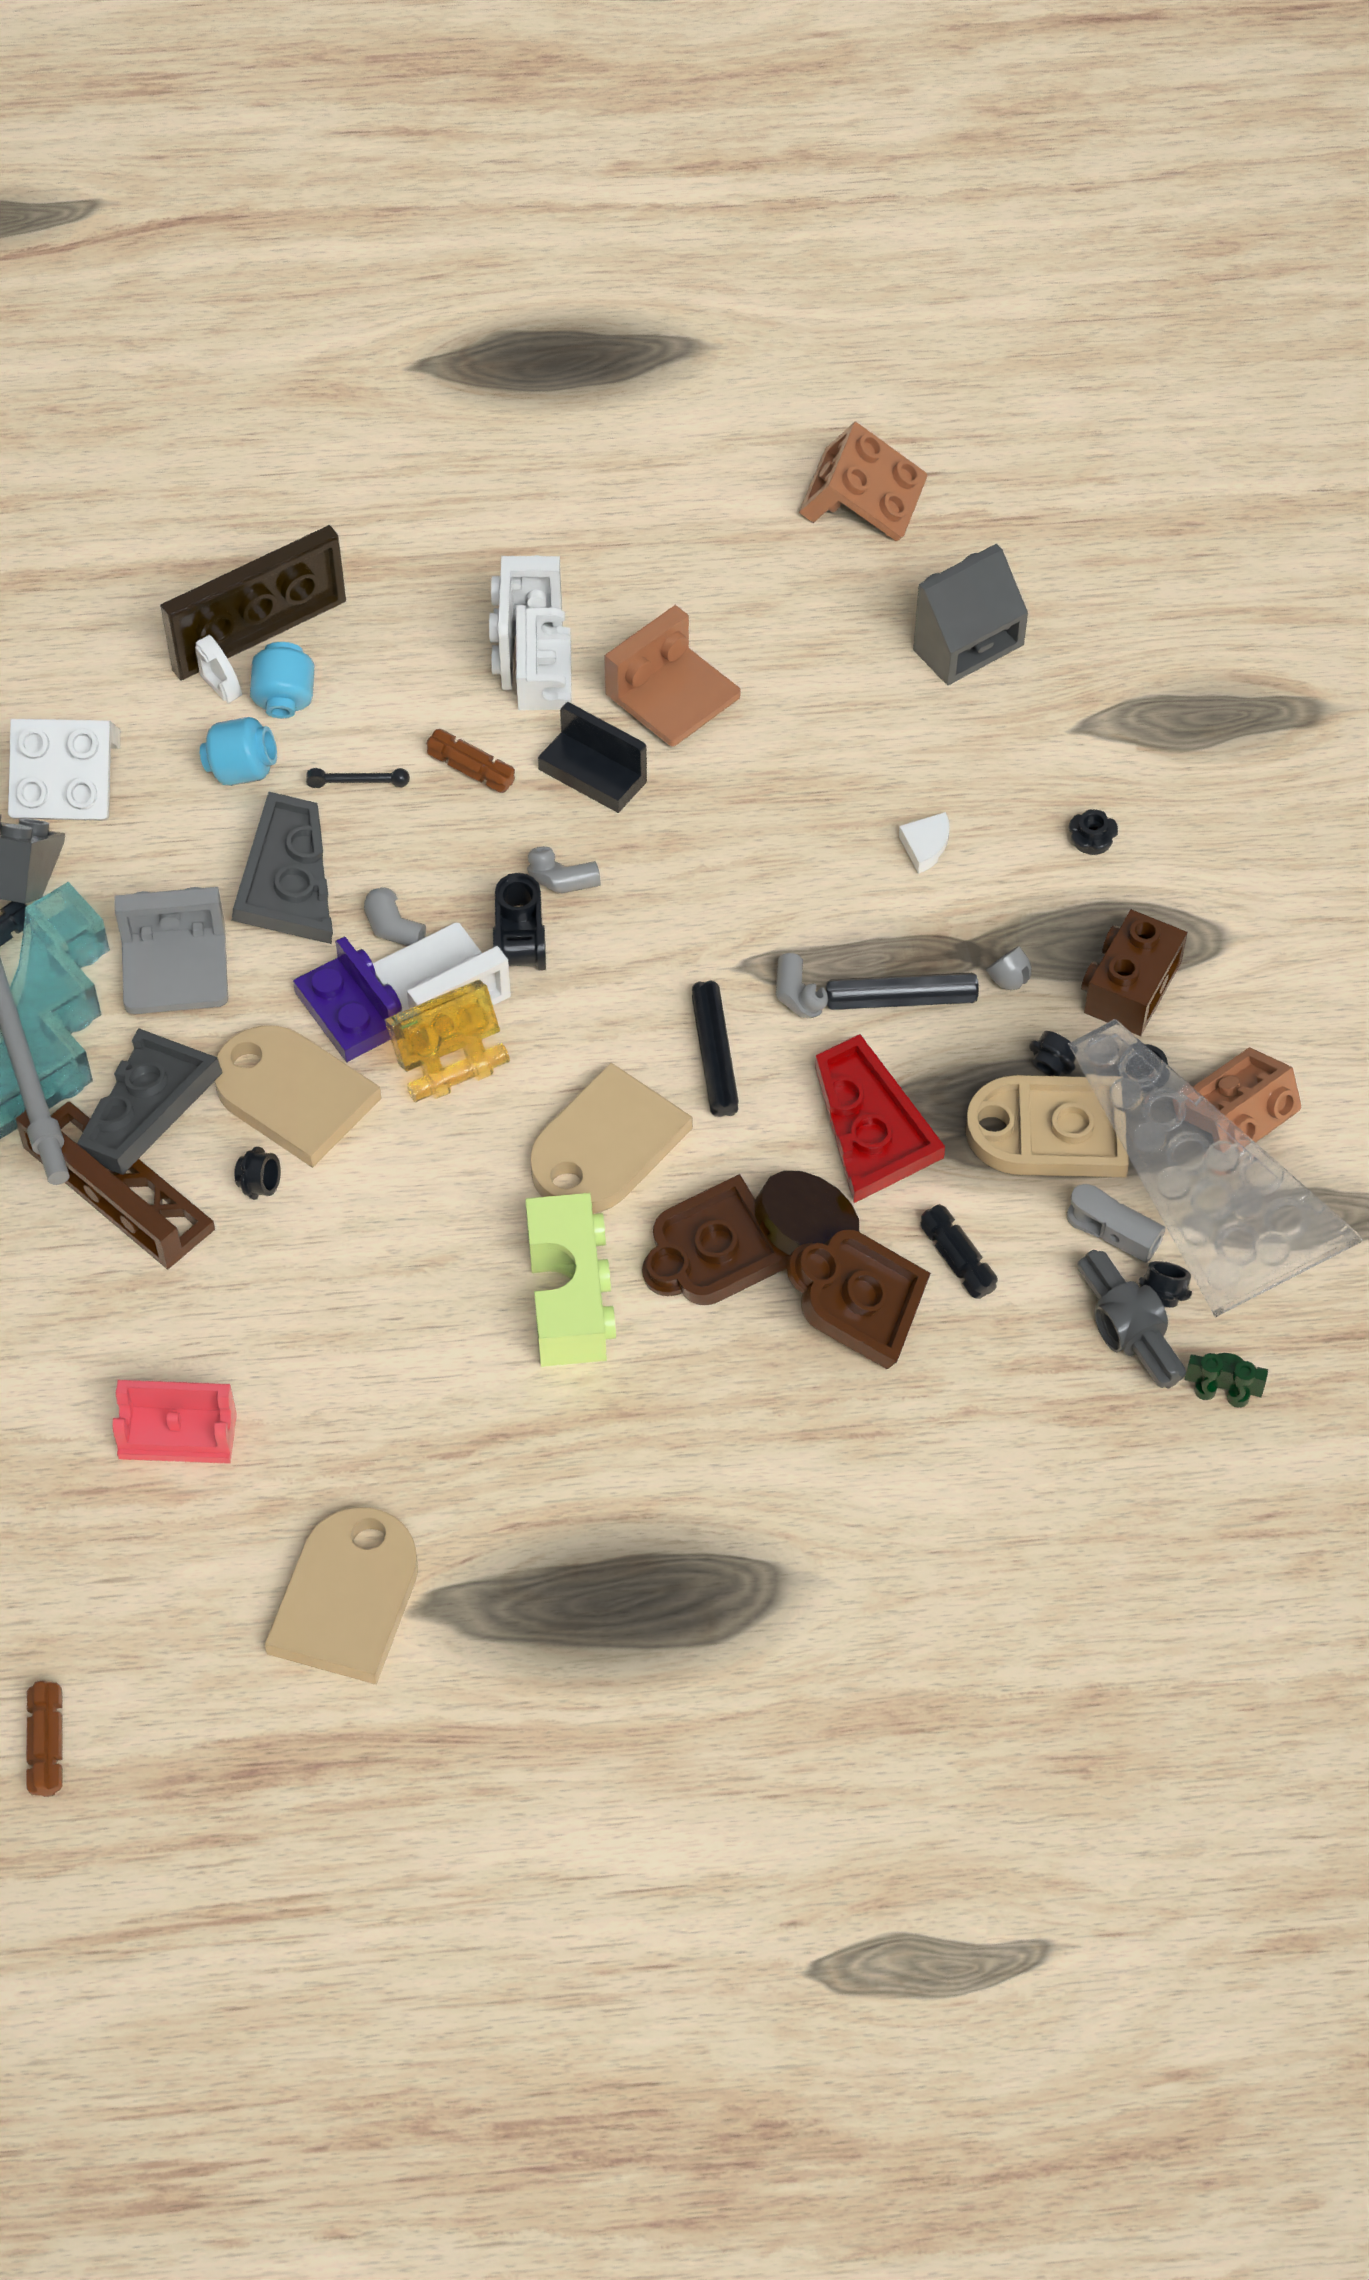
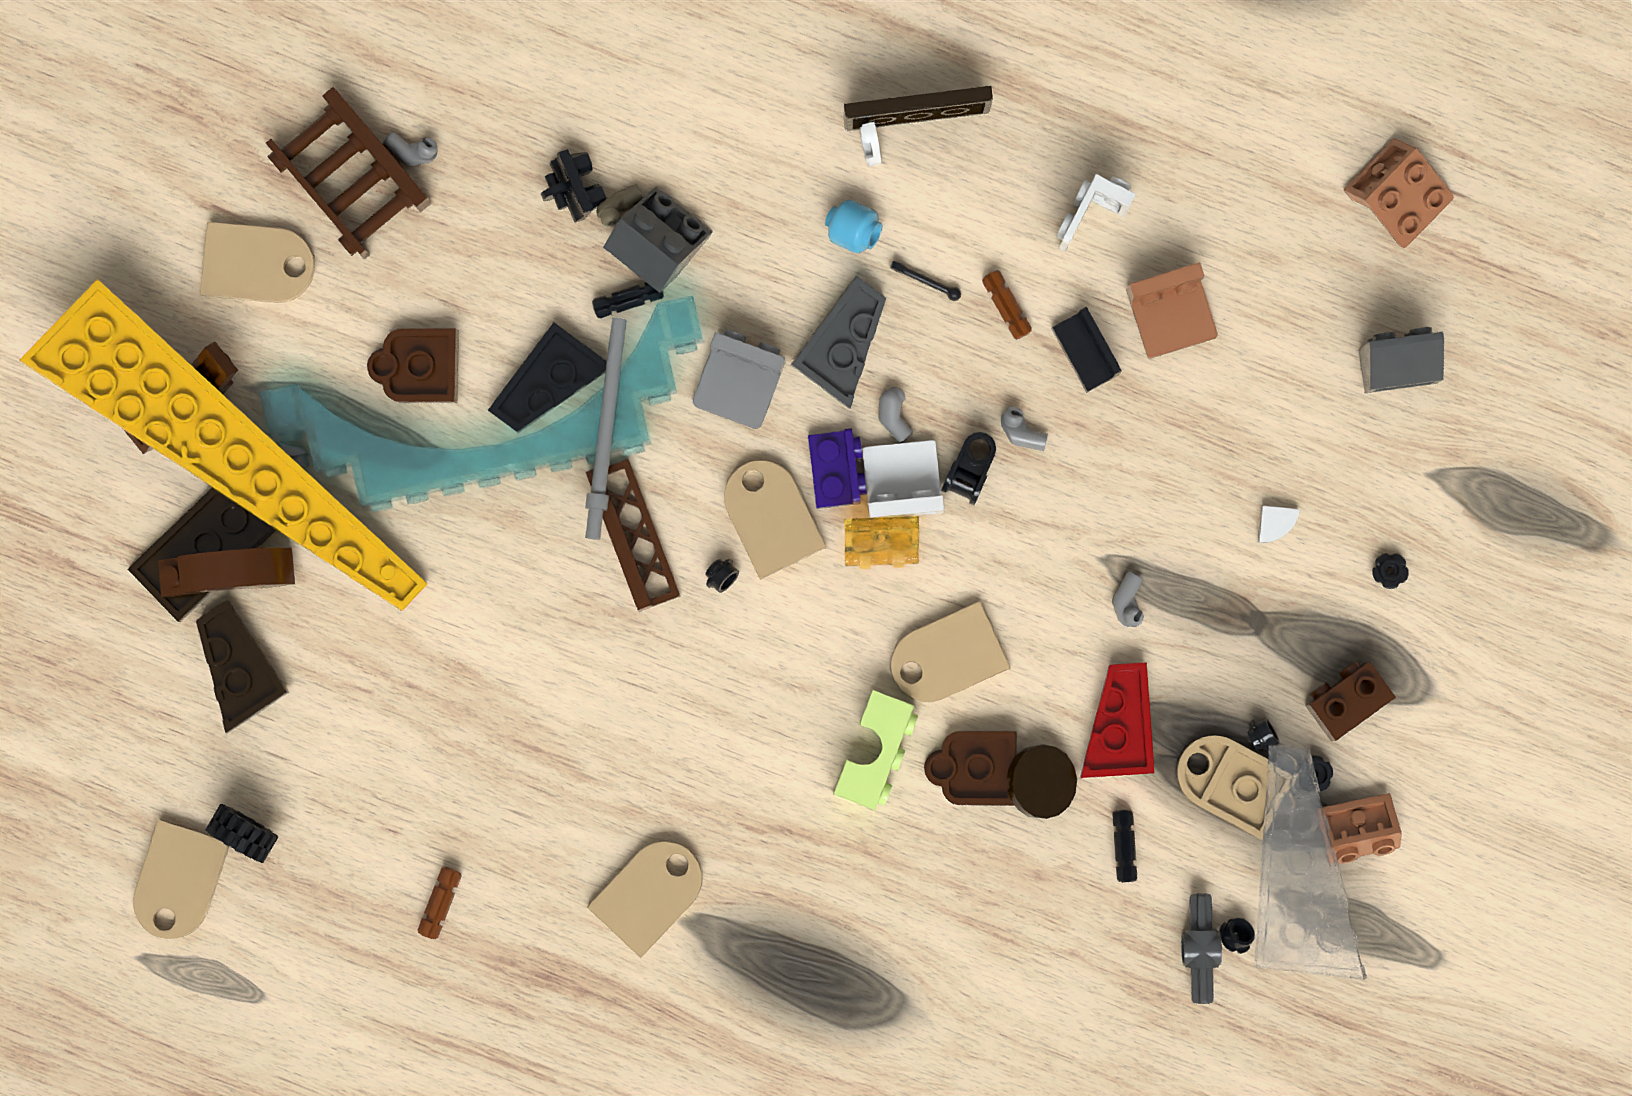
camera: 30 degrees right, 30 degrees up
(60, 768) = (731, 178): white bracket -> none
(147, 1099) = (676, 488): dark grey wing -> none
(174, 1421) = (596, 734): coral hinge -> none
(282, 679) = (909, 176): medium azure head -> none
(542, 659) = (1096, 243): white hinge -> none
(715, 1049) = (1052, 620): black axle -> none
(858, 1293) = (1043, 853): reddish brown plate -> none
(902, 991) = (1194, 635): black axle -> none
(1011, 970) = (1272, 653): light grey hinge -> none
(1114, 1222) = (1231, 875): light grey bar -> none
(1228, 1373) = (1237, 1014): dark green piece -> none

